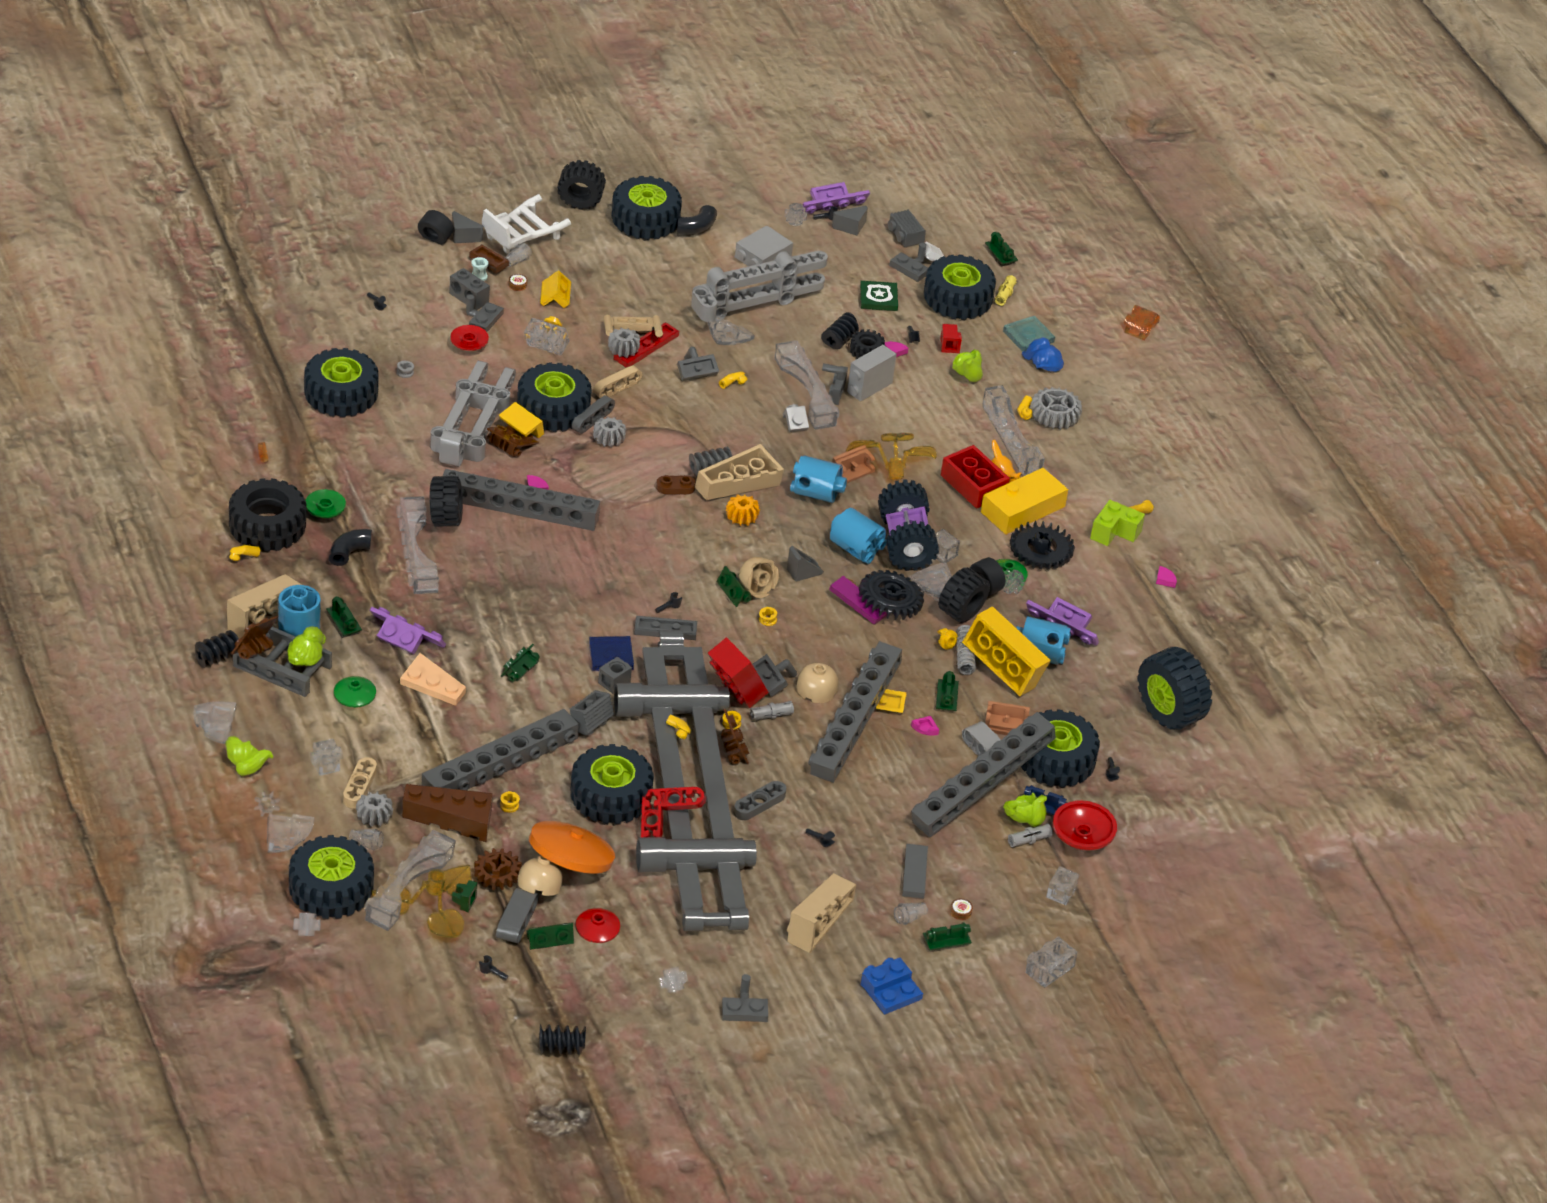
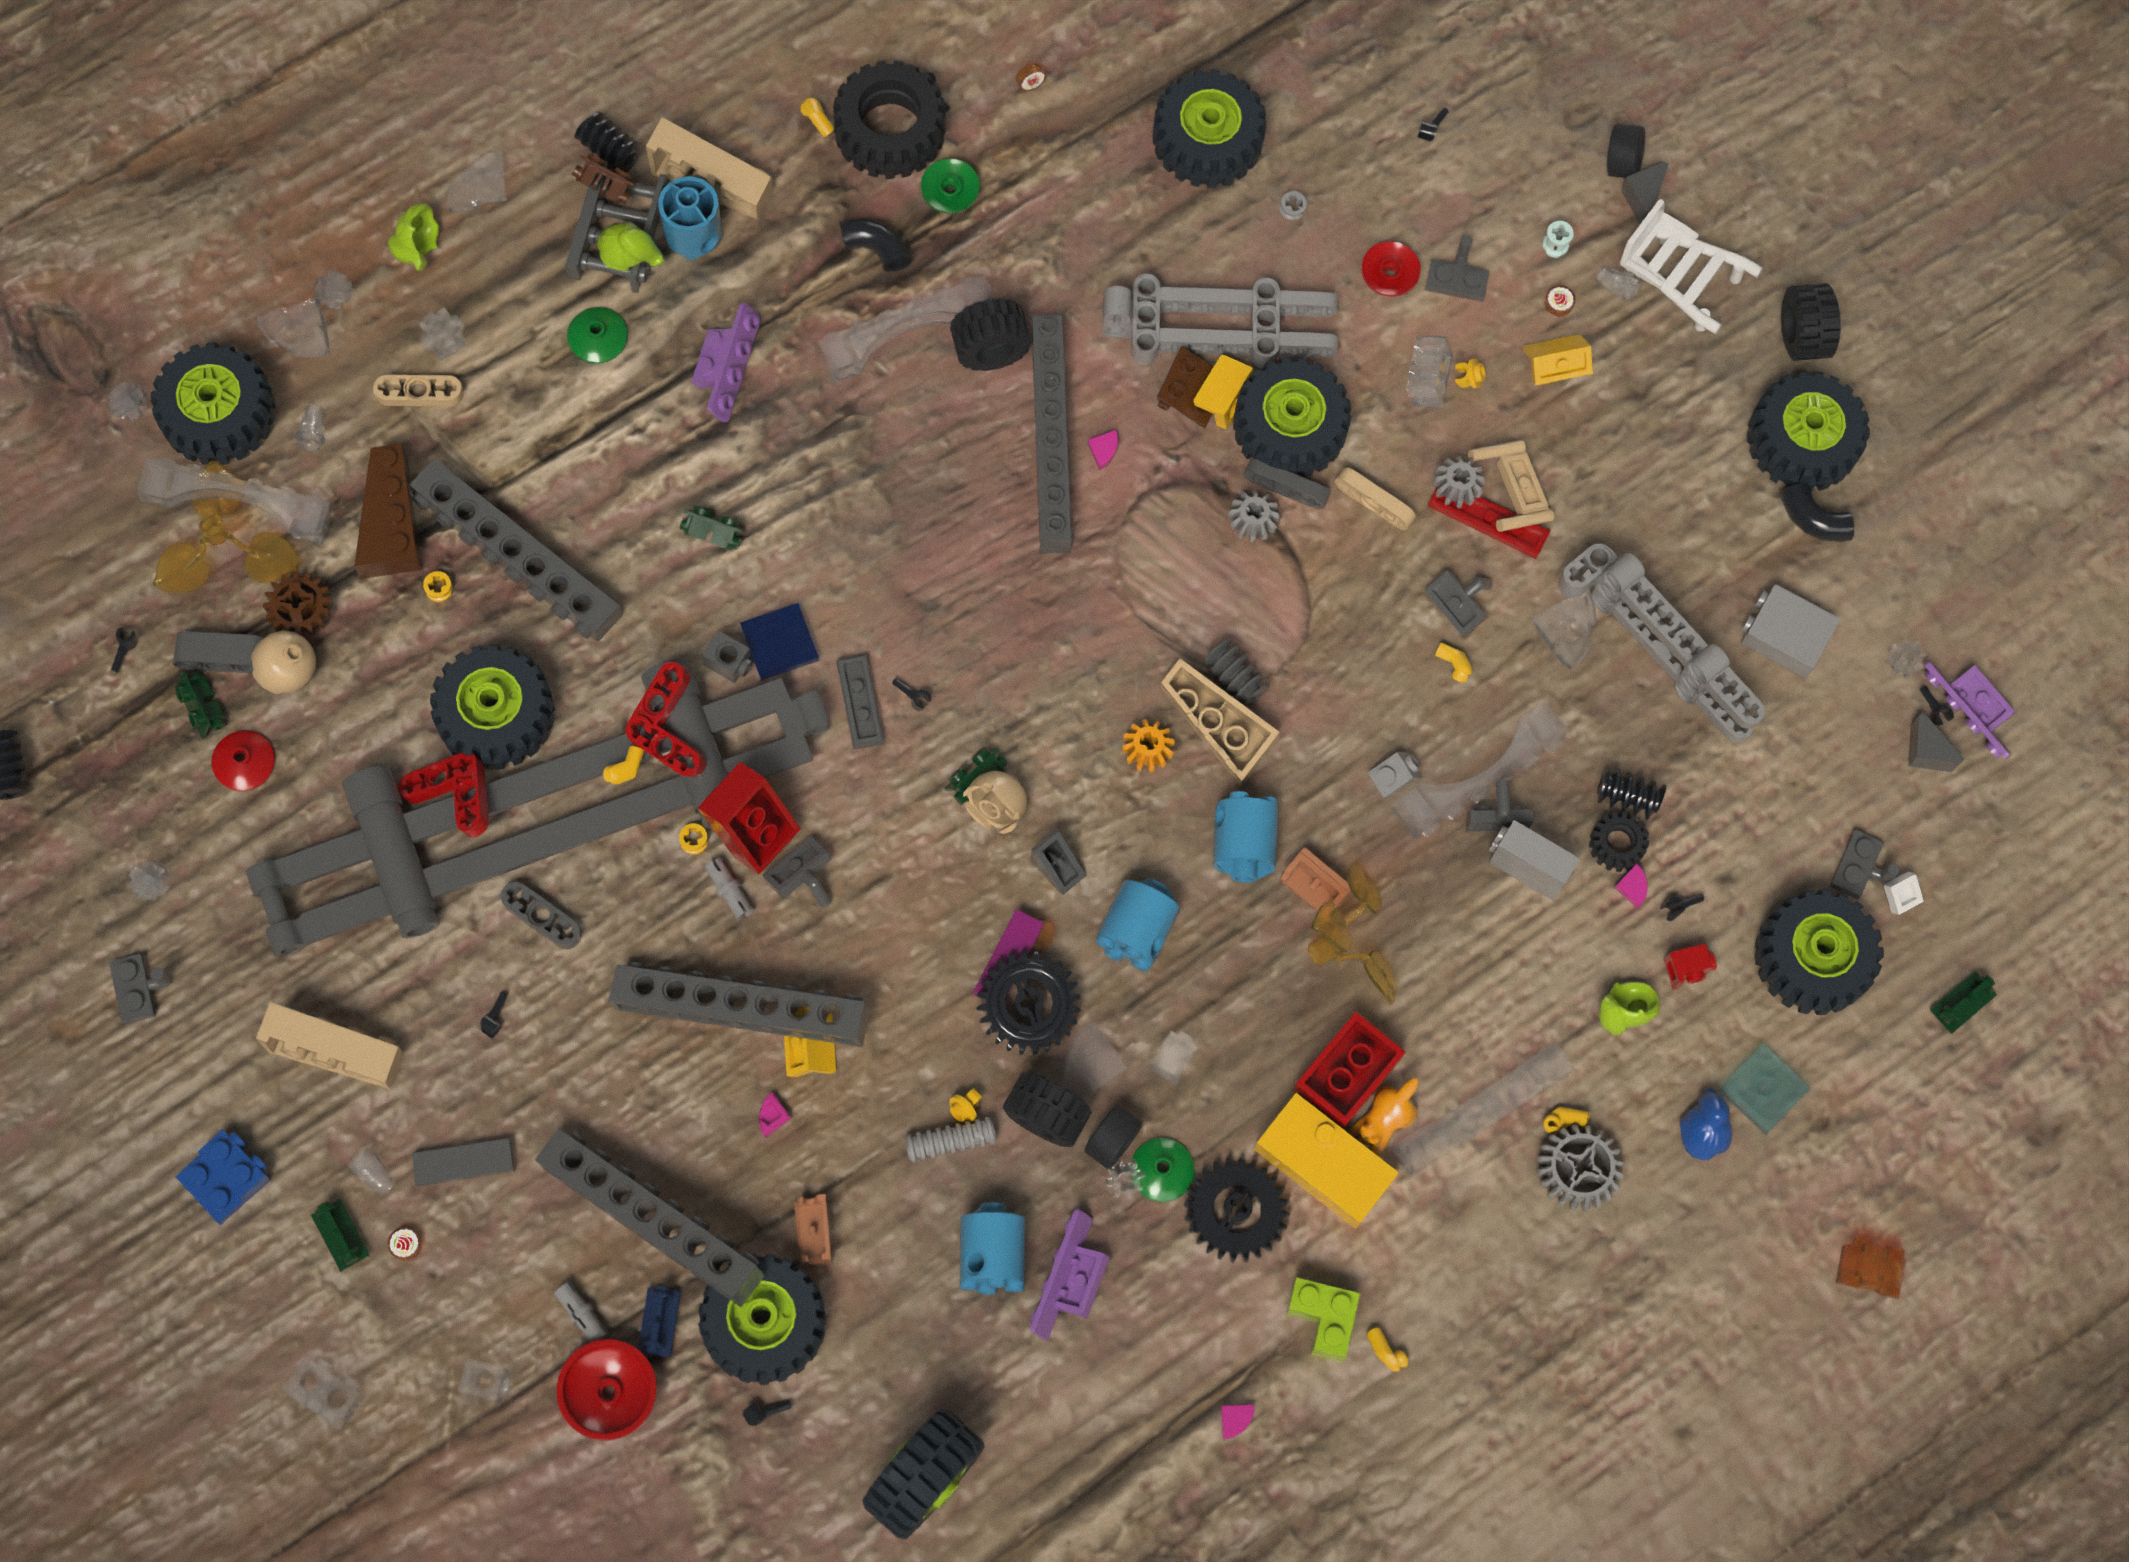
camera: 75 degrees right, 30 degrees up
(343, 617) = (730, 278): dark green hinge -> none
(374, 809) = (358, 412): light grey gear -> none
(432, 680) = (645, 423): light nougat wing -> none
(465, 283) = (1501, 237): dark grey brick -> none
(466, 895) = (237, 581): dark green tile -> none
(495, 261) = (1593, 245): reddish brown plate -> none
(571, 847) = (347, 685): orange dish -> none
(592, 711) = (629, 642): dark grey brick -> none
(657, 701) = (654, 722): none -> red beam
(675, 485) = (1178, 637): reddish brown plate -> none
(732, 741) = (638, 849): reddish brown hinge -> none
(768, 621) = (927, 845): yellow bush -> none
(817, 683) = (806, 940): tan cylinder -> none
(879, 295) = (1760, 832): dark green tile -> none
(906, 228) = (1948, 837): dark grey brick -> none
(911, 537) = (1180, 992): black plate -> none
(947, 692) = (847, 1132): dark green hinge -> none
(979, 737) = (758, 1203): light grey beam -> none
(1005, 290) = (1857, 1028): light yellow pin -> none
(1006, 651) = (932, 1198): yellow brick -> none
(1027, 809) = (622, 1294): lime hair -> none

